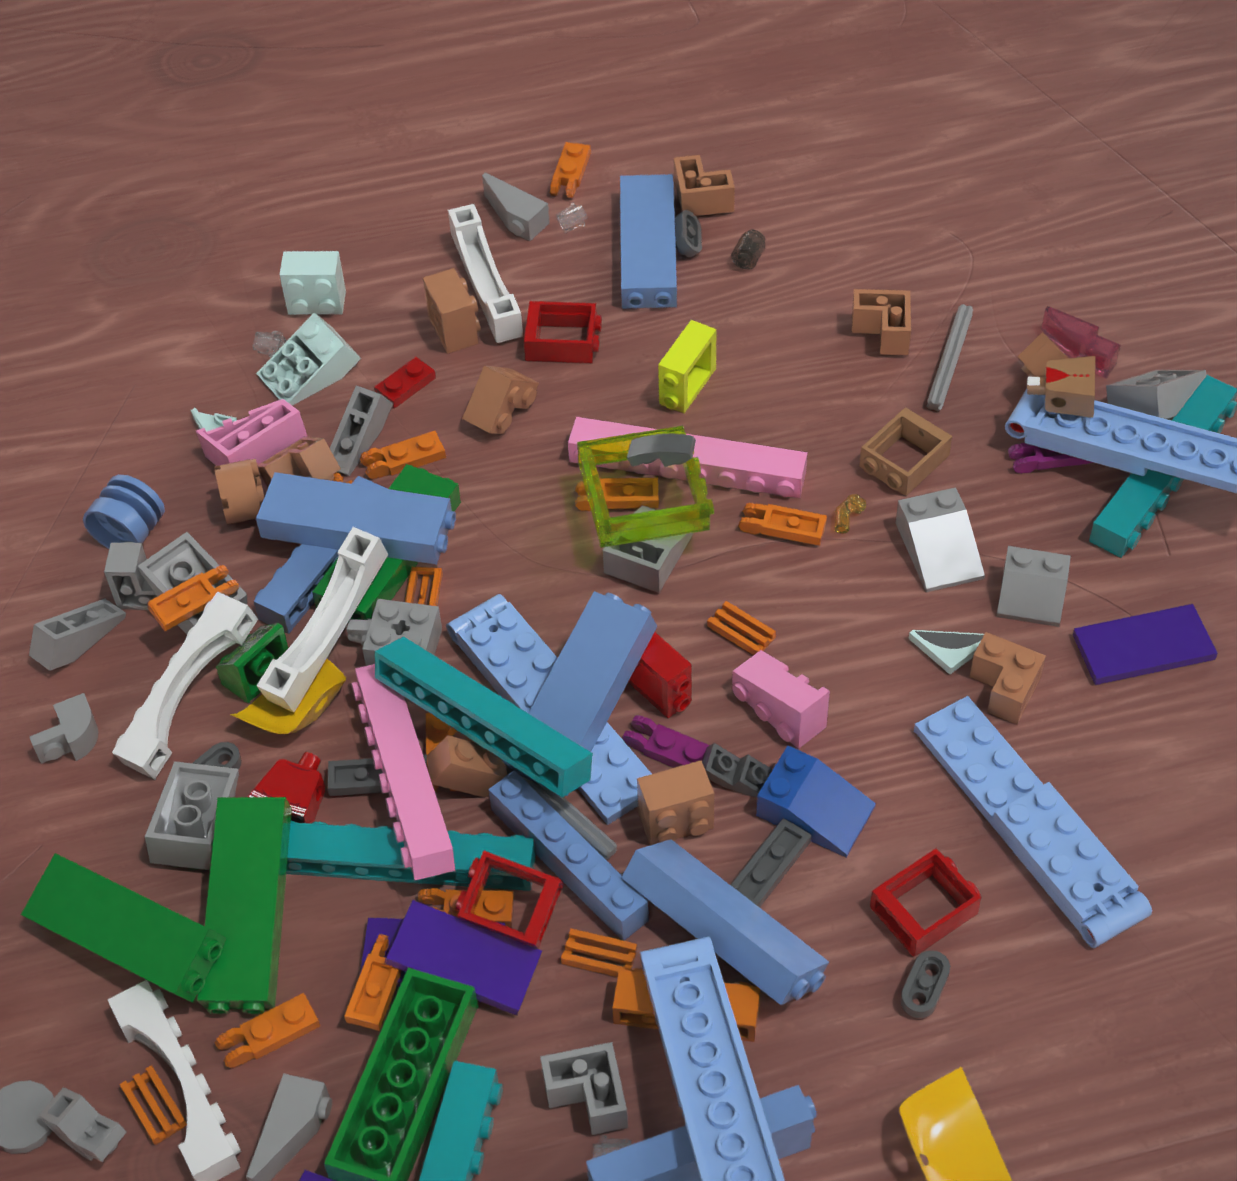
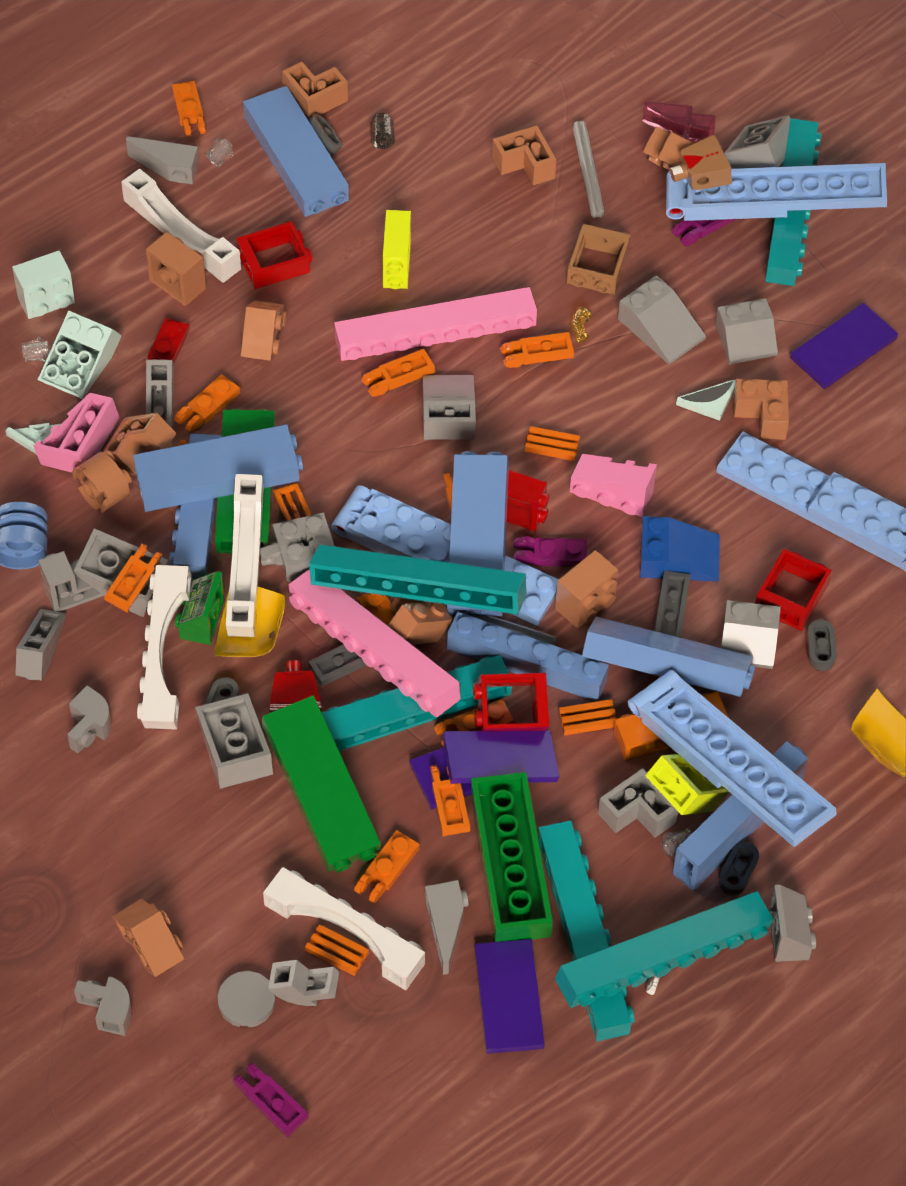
camera: 30 degrees left, 5 degrees up
(124, 927) = (243, 837): green brick -> none
(632, 1086) = (692, 791): none -> neon yellow window
(643, 525) = (448, 391): clear neon green window -> none
(667, 447) = (438, 321): dark grey slope -> none
(737, 774) = (616, 550): dark grey slope -> none
(846, 932) = (751, 631): none -> light grey slope

